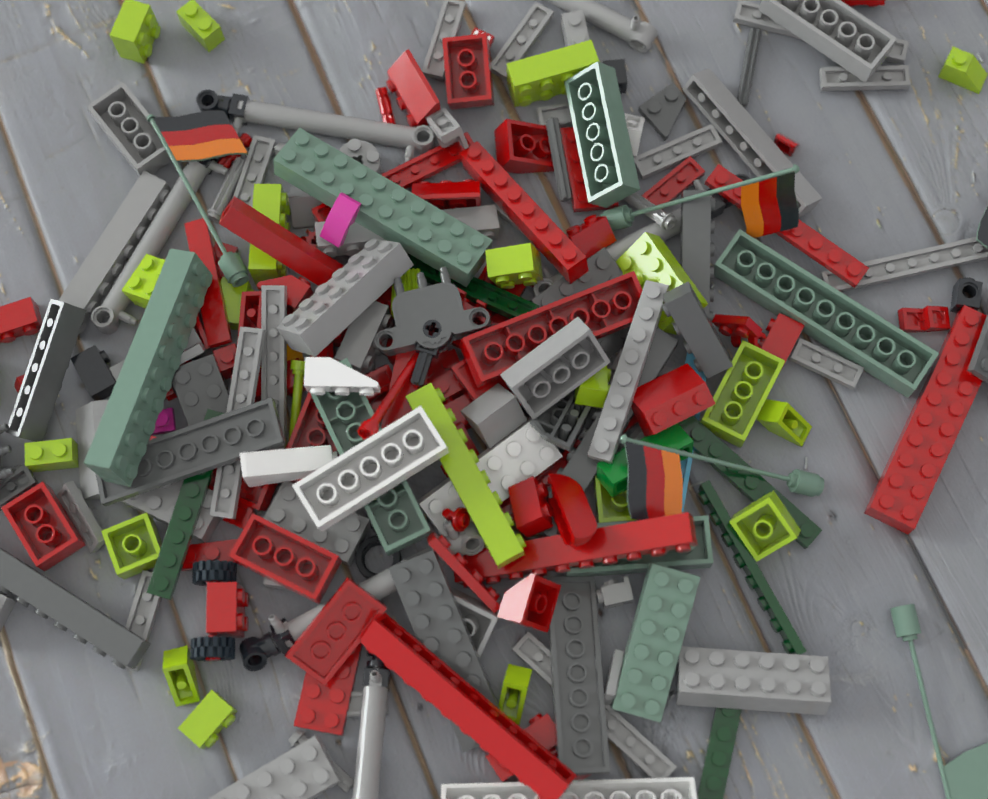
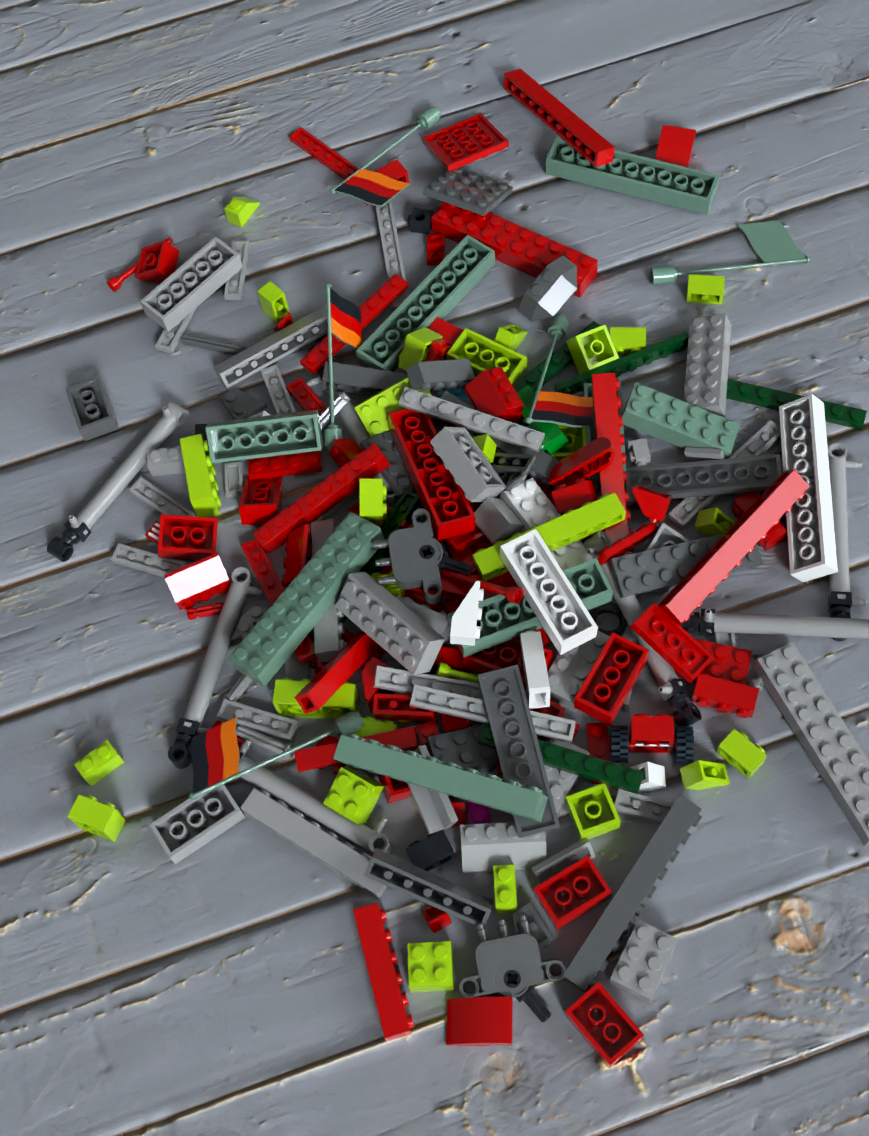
camera: 80 degrees left, 10 degrees down
(179, 610) = (653, 776): none -> white slope
(280, 701) = (725, 696): none -> red brick
(339, 219) = (319, 624): dark pink slope -> none
(446, 128) = (239, 552): light grey panel -> none
(459, 518) = (584, 544): red plate -> none
(558, 159) = (278, 476): dark grey axle -> none
(745, 300) = (417, 347): none -> lime brick
(790, 575) = (628, 339): none -> lime brick
(811, 124) = (273, 301): none -> lime brick
(826, 364) = (467, 307): light grey plate -> none
(859, 469) = (550, 290): none -> dark grey wedge
(887, 680) = (705, 289): none -> lime brick

